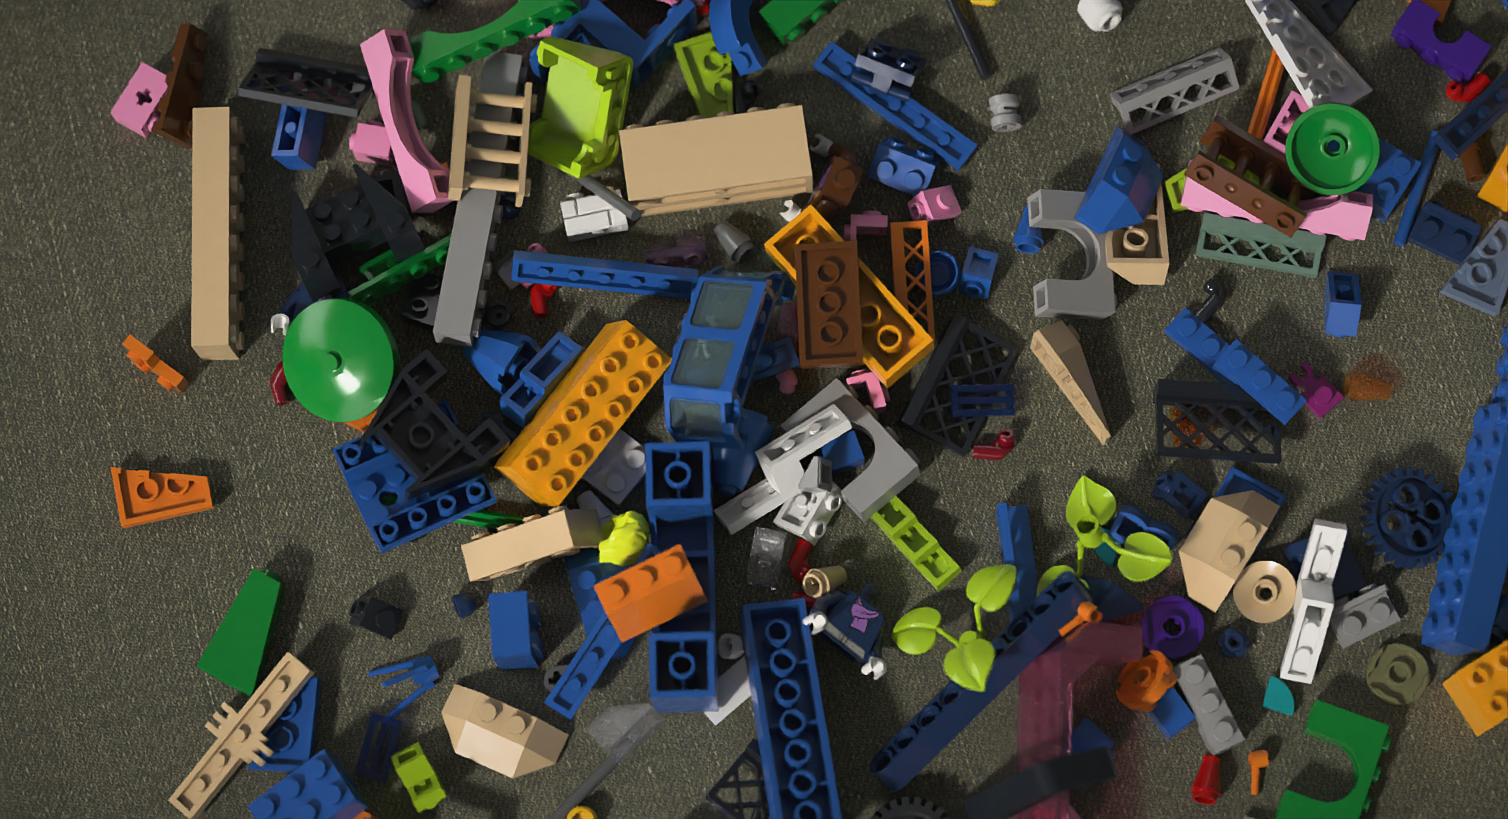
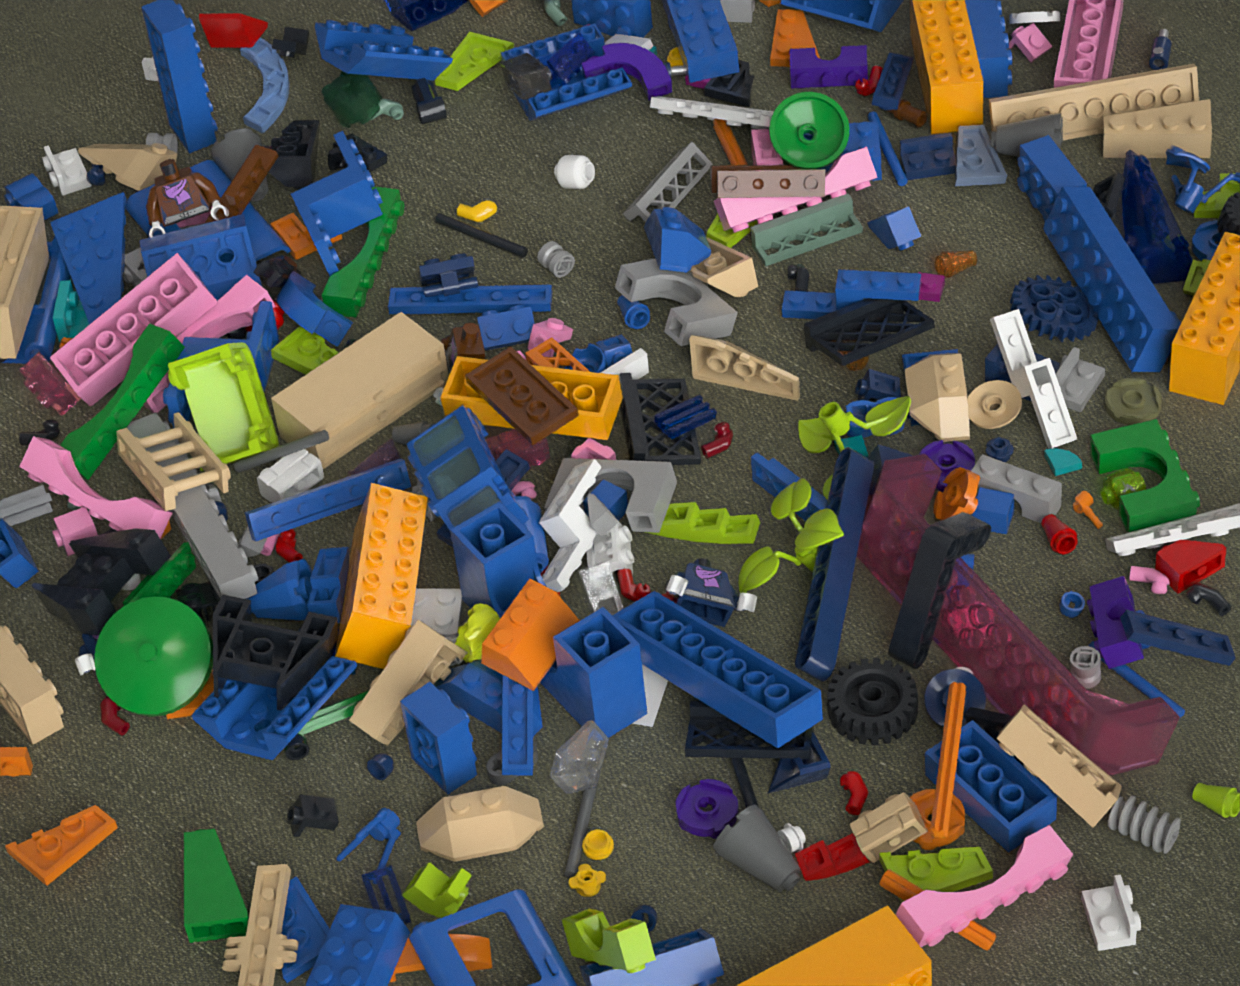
camera: 35 degrees left, 30 degrees down
(823, 580) = (655, 579): tan cone -> none
(965, 304) = (634, 363): none -> white tile
(1086, 612) = (874, 467): orange hand -> none
(1303, 773) = (1121, 483): none -> clear neon green head

